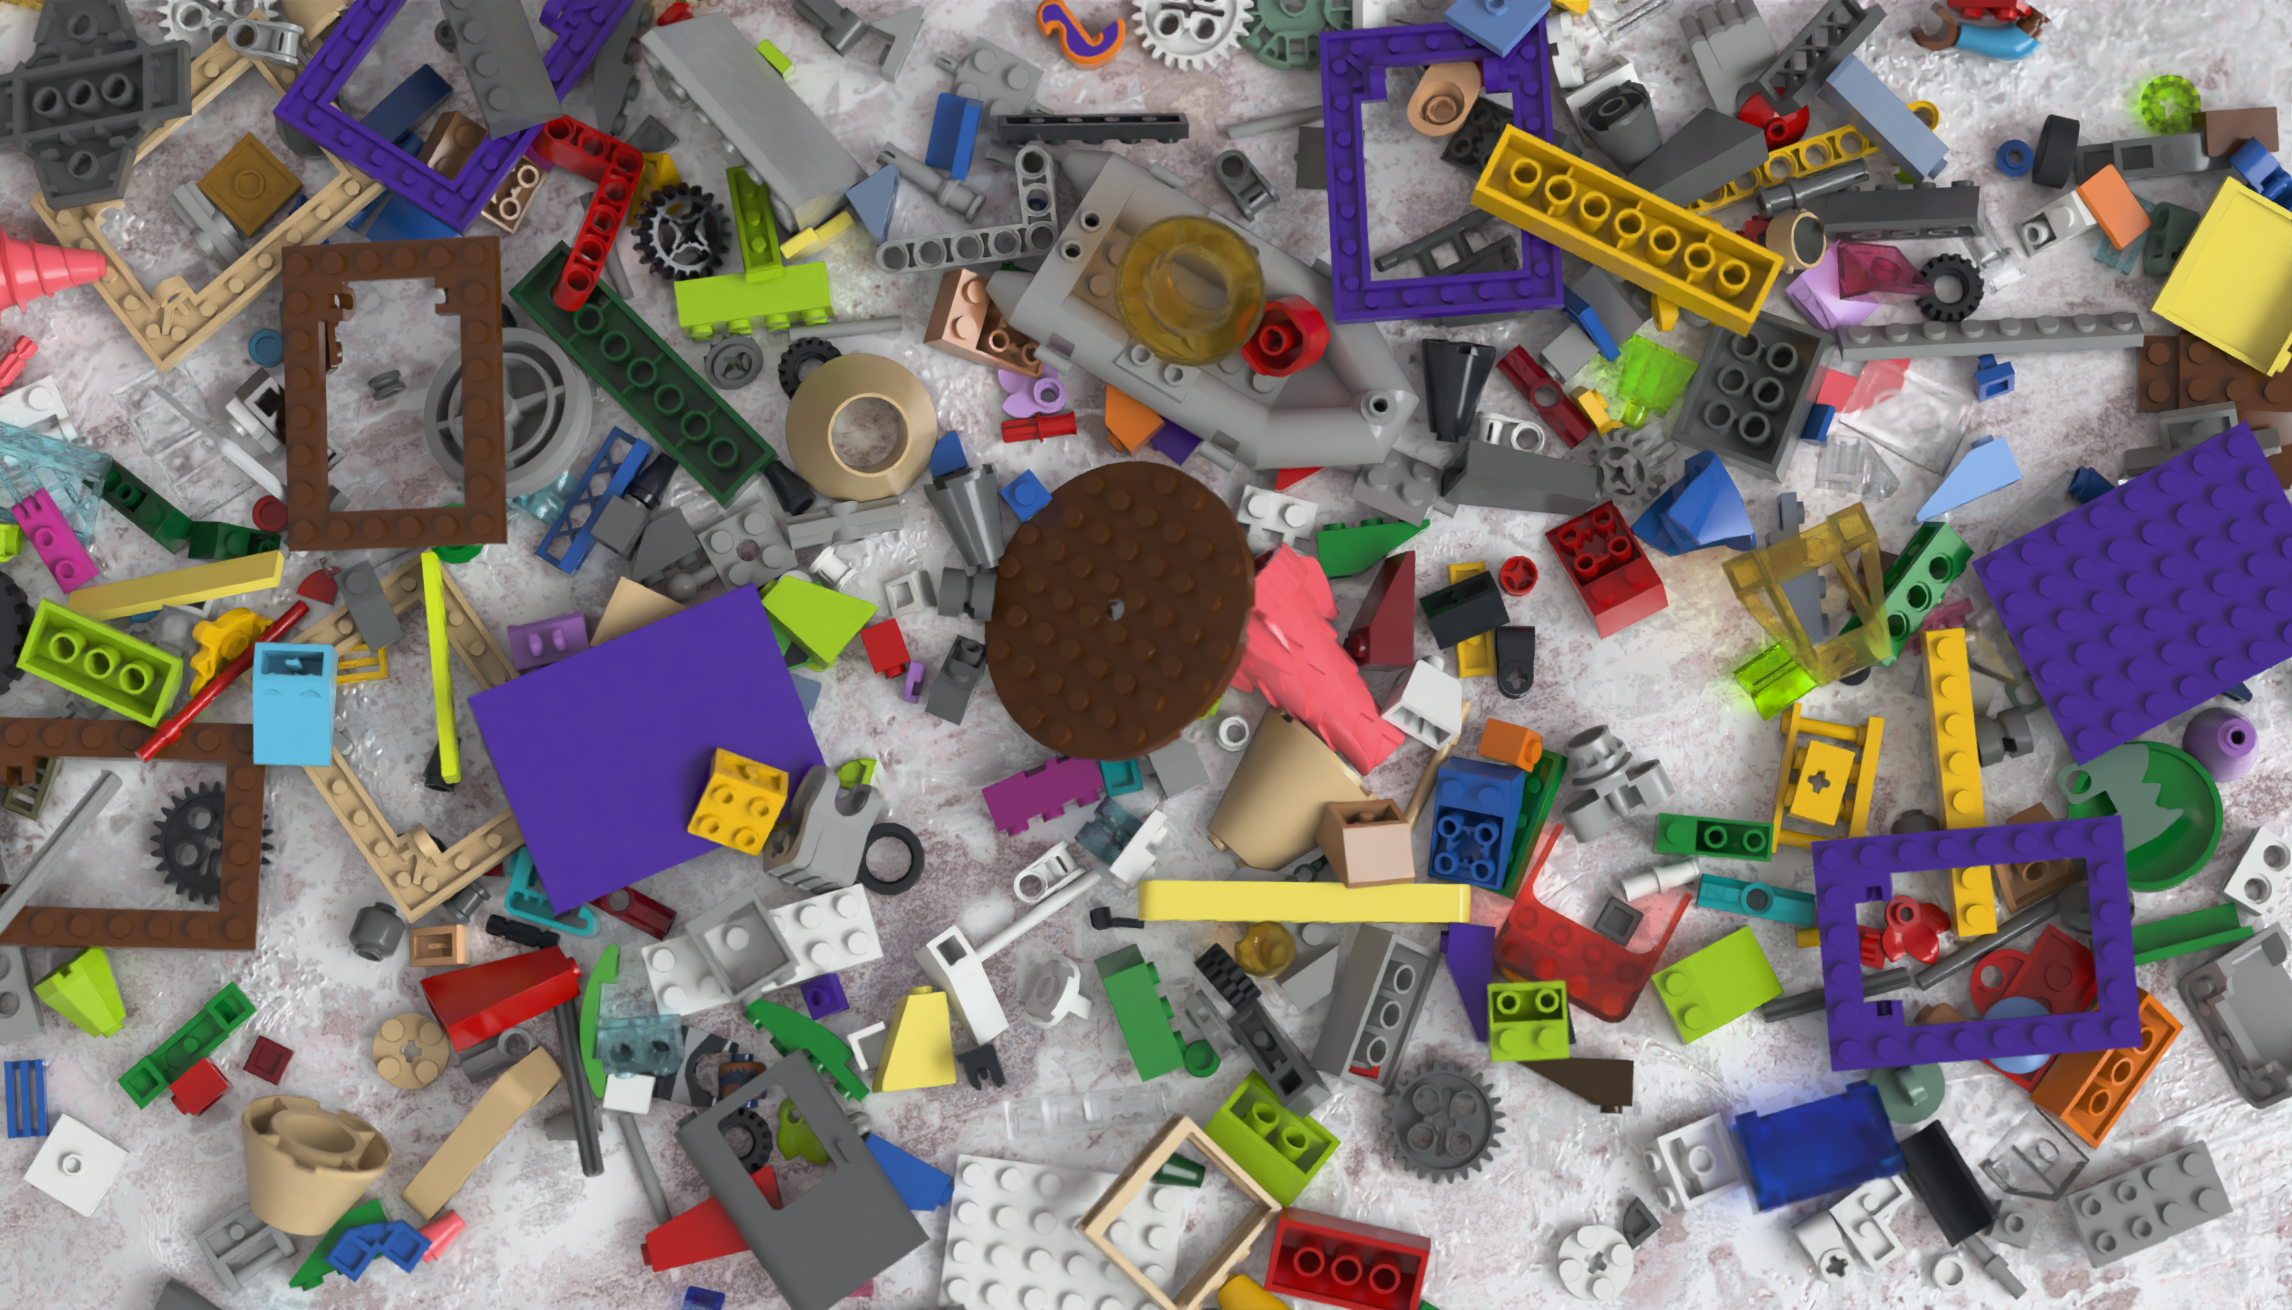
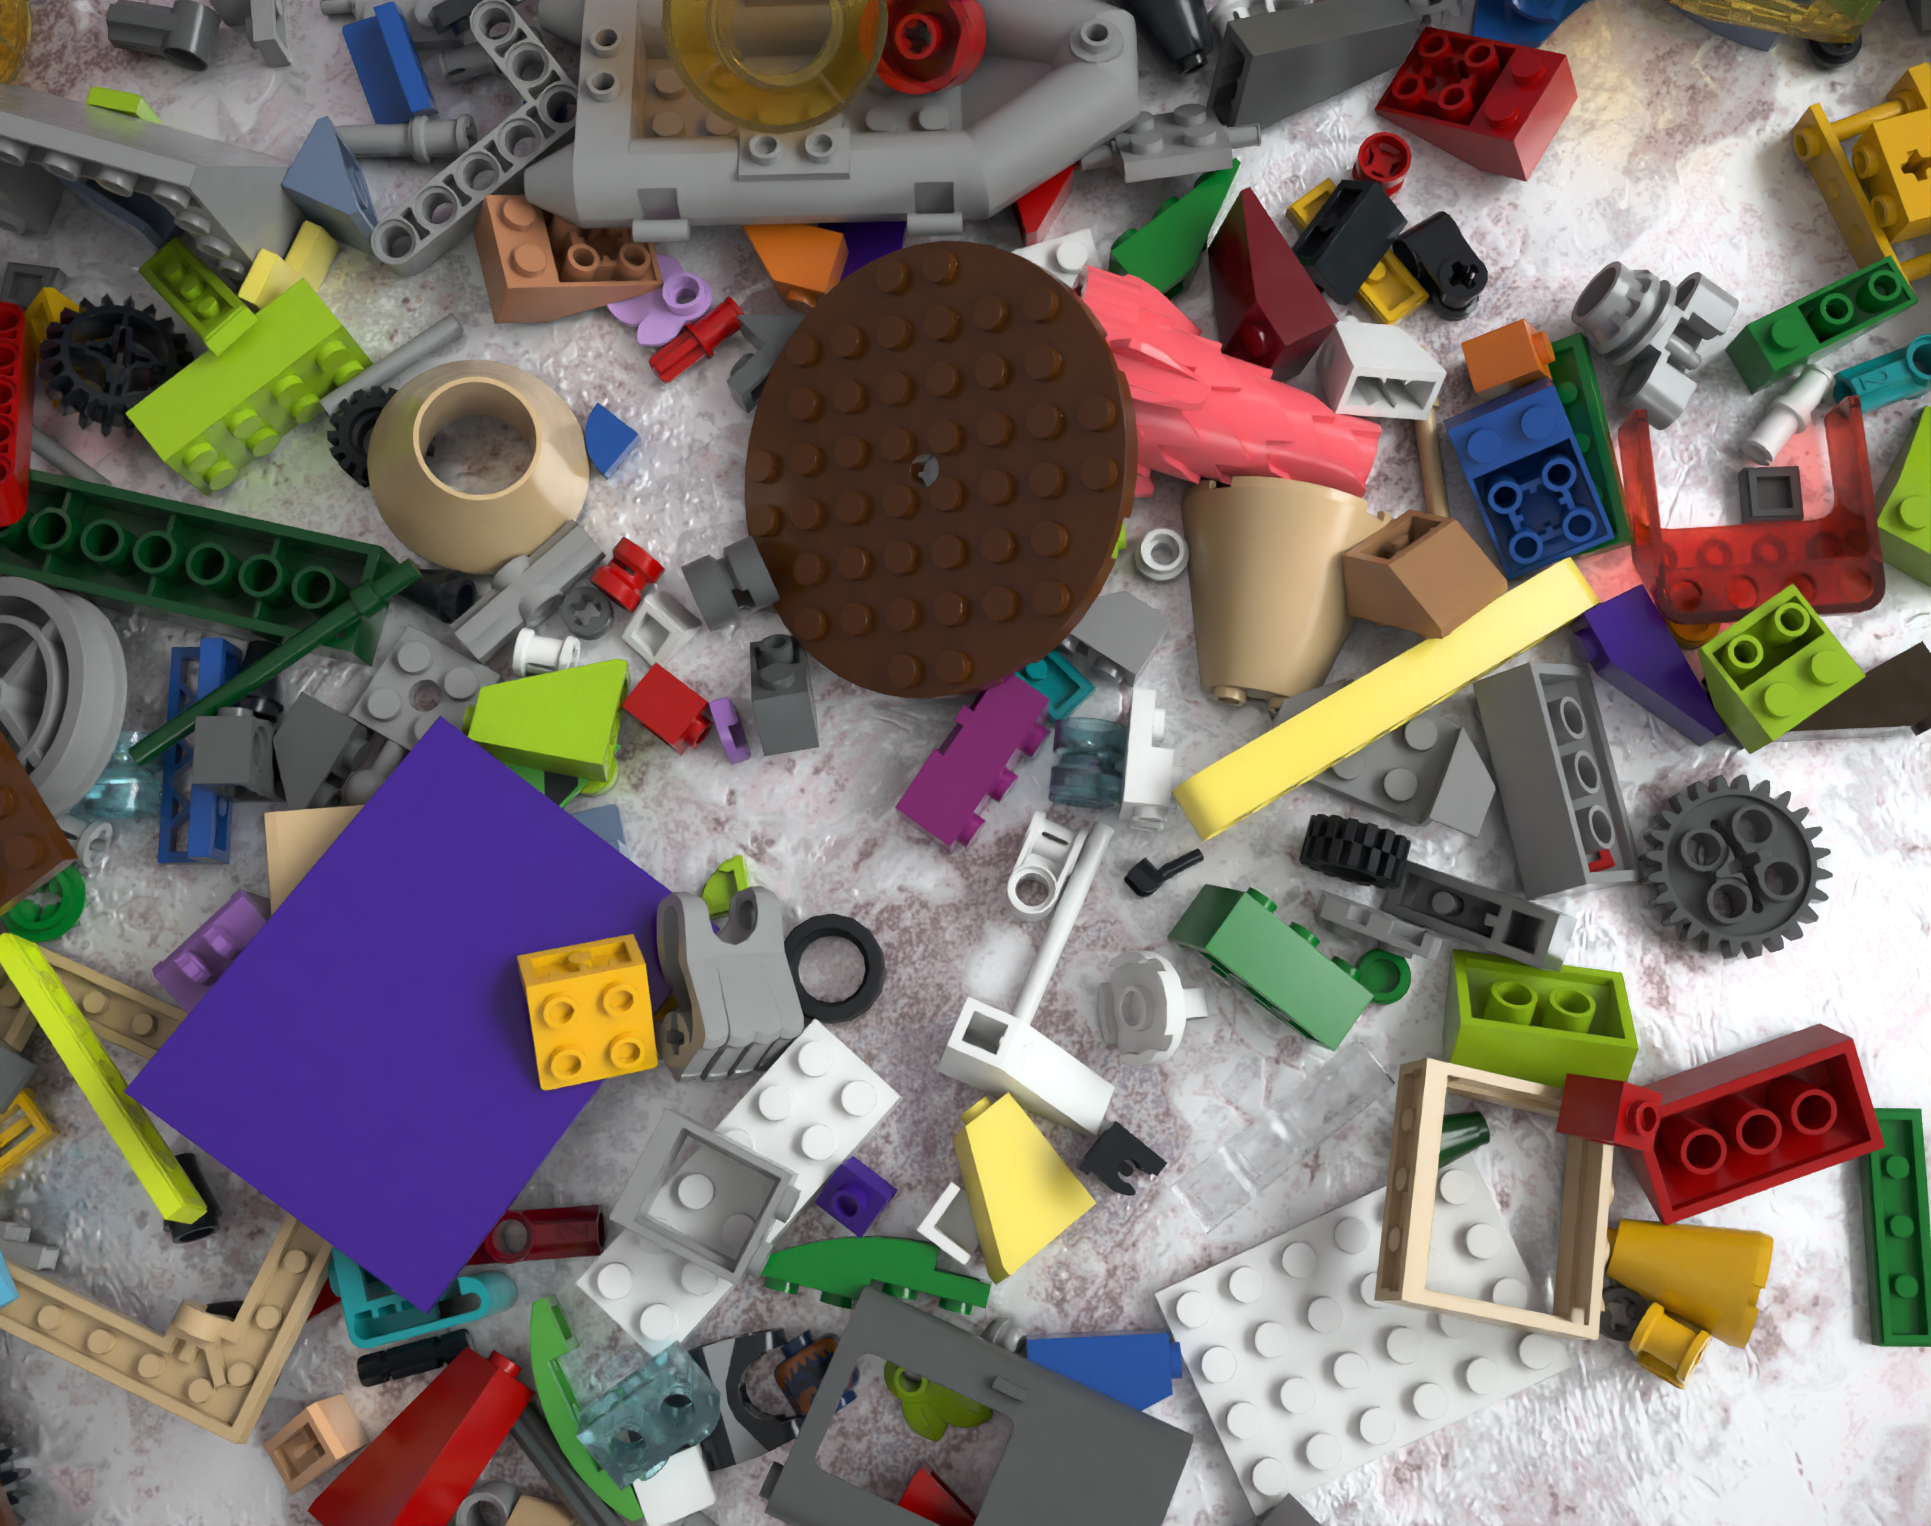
camera: 25 degrees left, 5 degrees down
(376, 932) = (215, 1479): dark grey head -> none
(466, 901) = (314, 1361): dark grey bush -> none
(730, 375) = (291, 463): dark grey gear -> none
(749, 482) = (365, 600): none -> dark green bar
(760, 1135) = (884, 1433): black tyre -> none
(873, 569) = (578, 601): none -> dark grey bush
(901, 554) = (620, 585): none -> red wheel
(970, 513) = (674, 482): dark grey cone -> none
(1025, 496) = (729, 424): blue brick -> none
(1085, 457) = (768, 335): none -> dark grey slope
(1265, 949) = (1381, 784): clear yellow hair -> none
(1266, 1206) = (1609, 1112): none -> red brick
(1315, 867) = (1366, 650): dark green hand -> none
(1773, 681) = (1760, 96): clear neon green panel -> none

